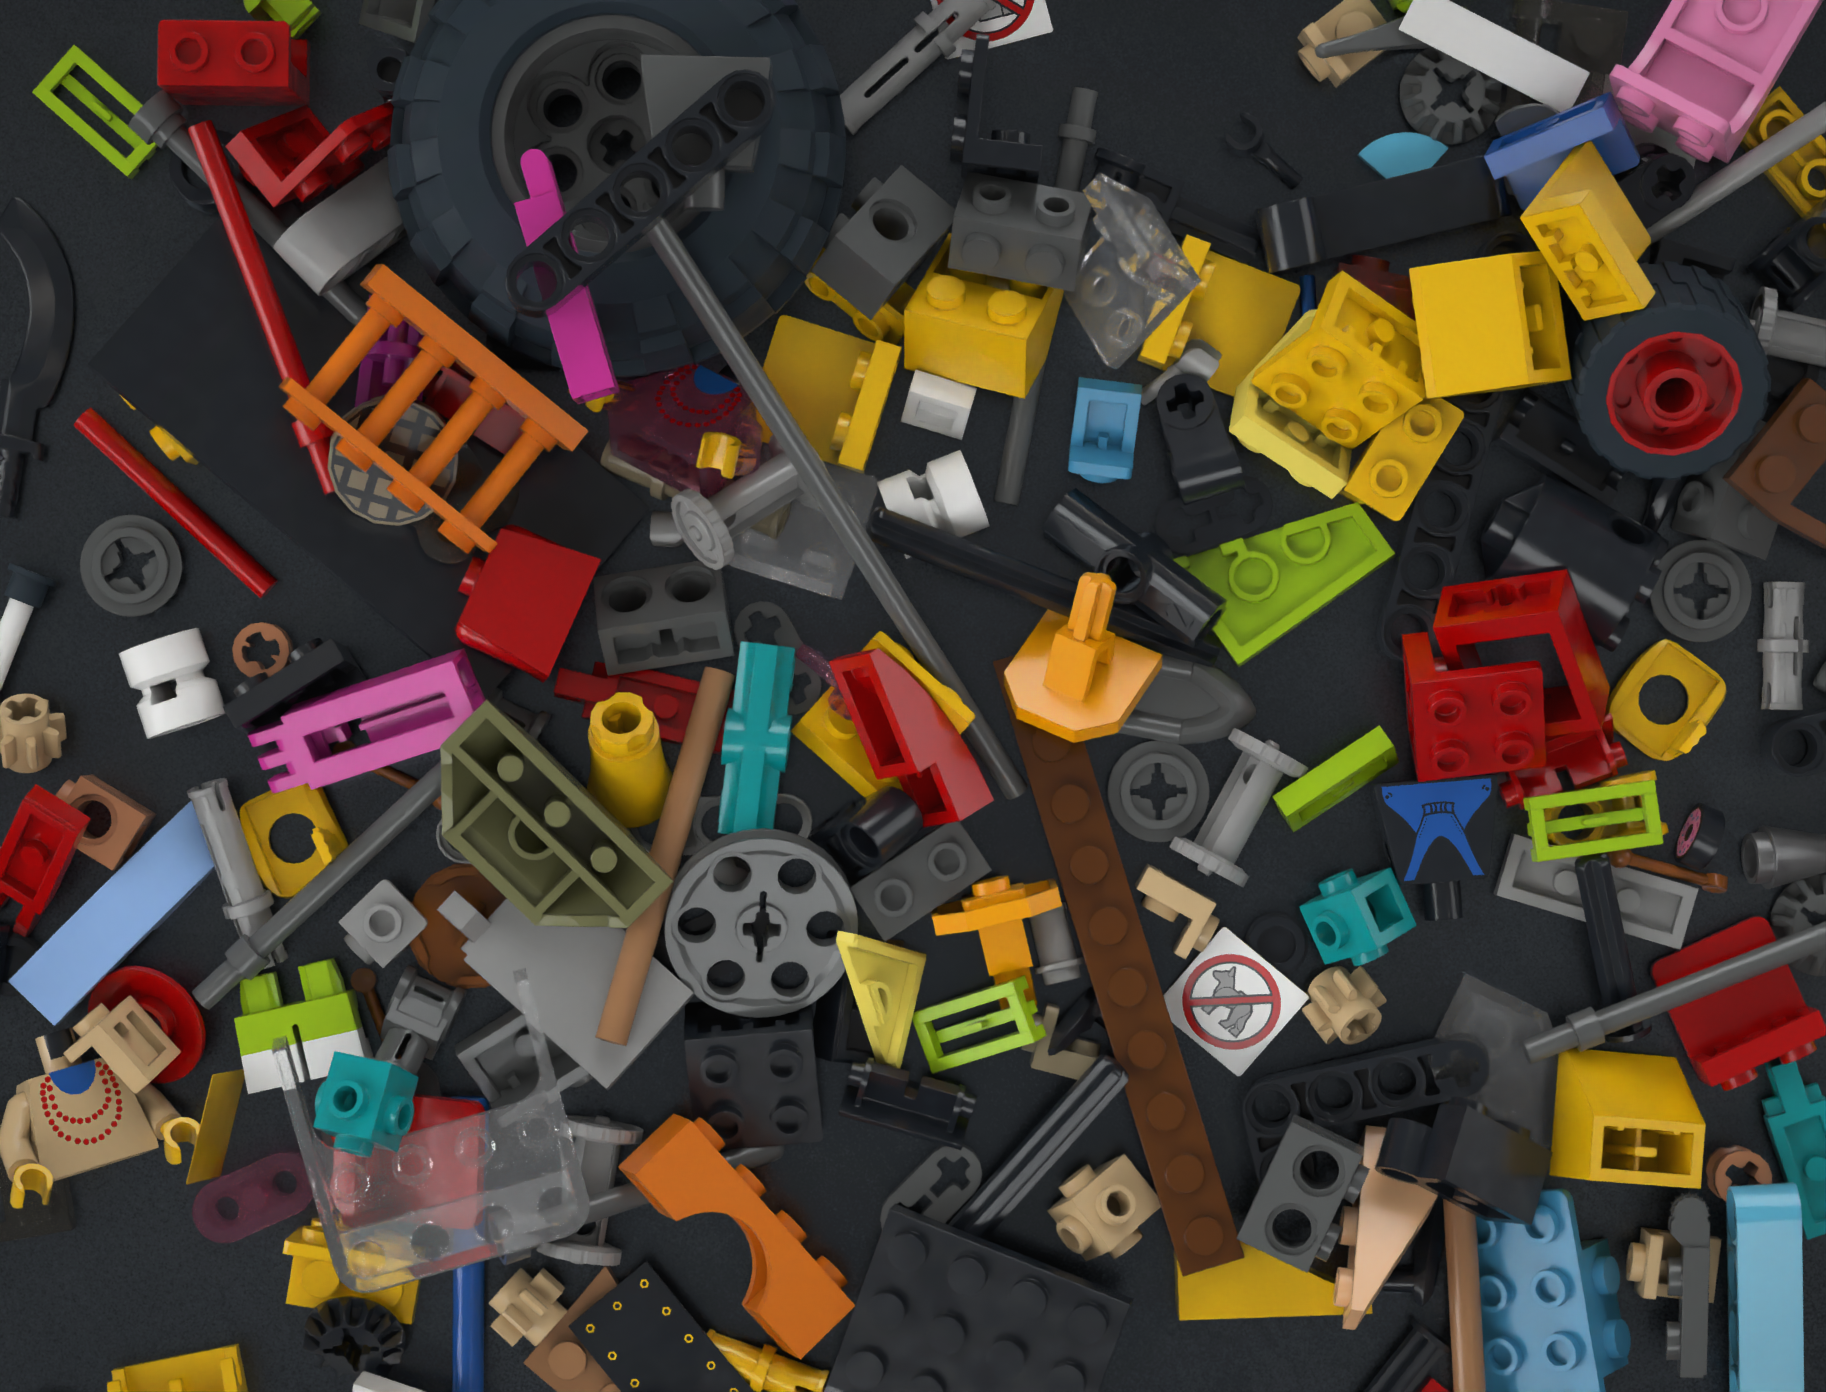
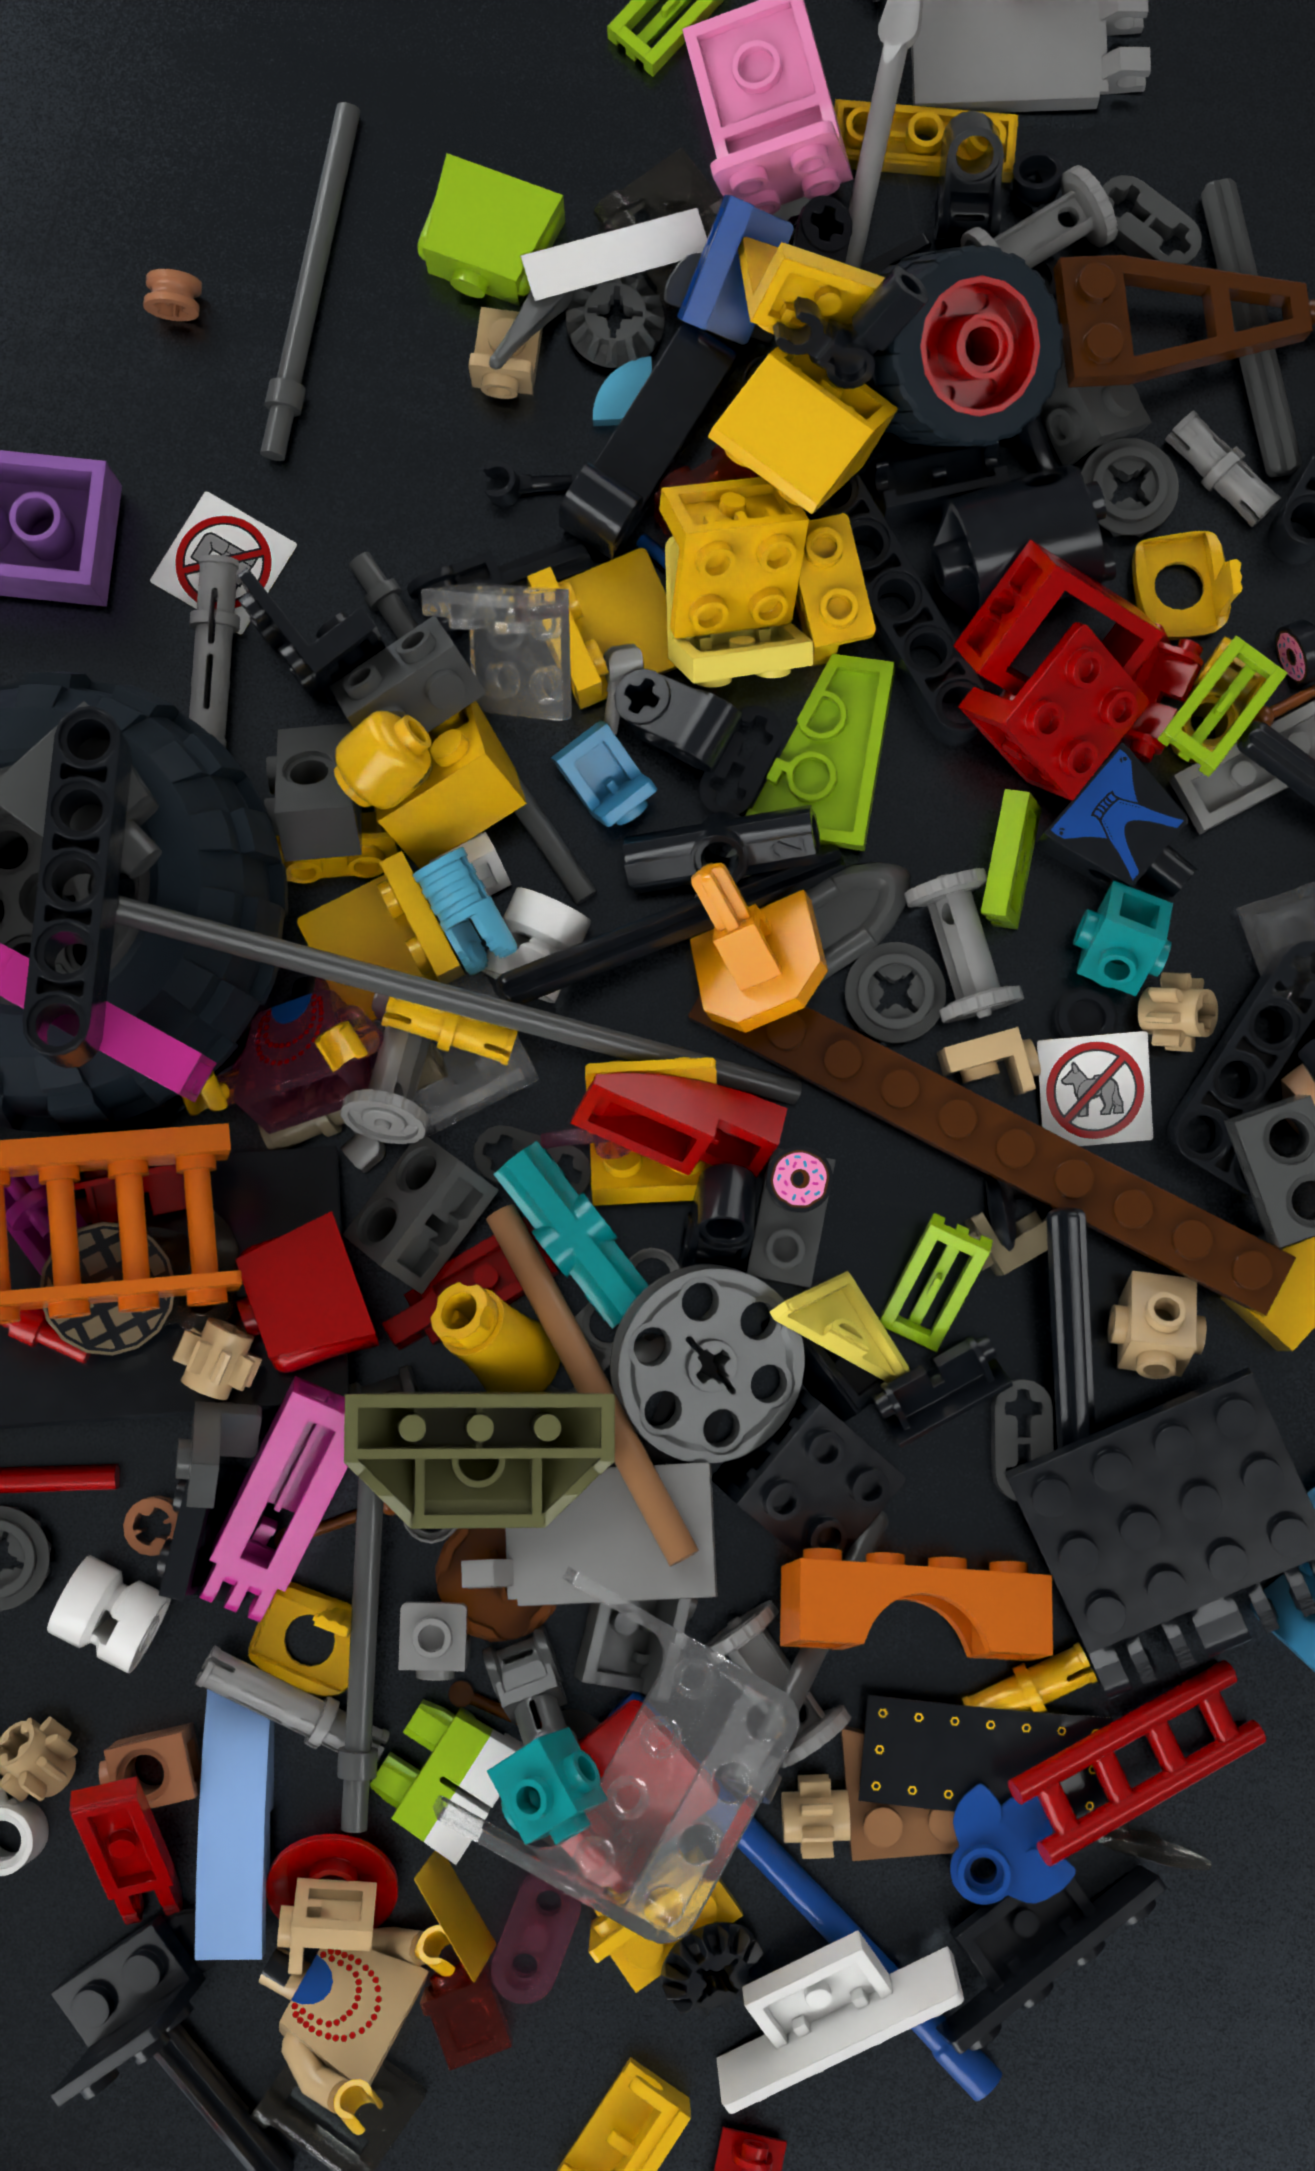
camera: 45 degrees left, 5 degrees down
(154, 1202) = (466, 2016): none -> clear red bracket
(369, 634) = (216, 1431): none -> dark grey bracket
(421, 585) = (217, 1359): none -> tan gear
(808, 515) = (451, 1030): none -> yellow pin
(906, 424) = (455, 898): none -> medium azure hinge
(948, 274) = (383, 760): none -> yellow head
(950, 859) = (799, 1179): none -> tile
(997, 914) = (874, 1191): light orange piece -> none
(1055, 946) = (930, 1173): light grey pin -> none
(1573, 305) = (849, 348): none -> black bar

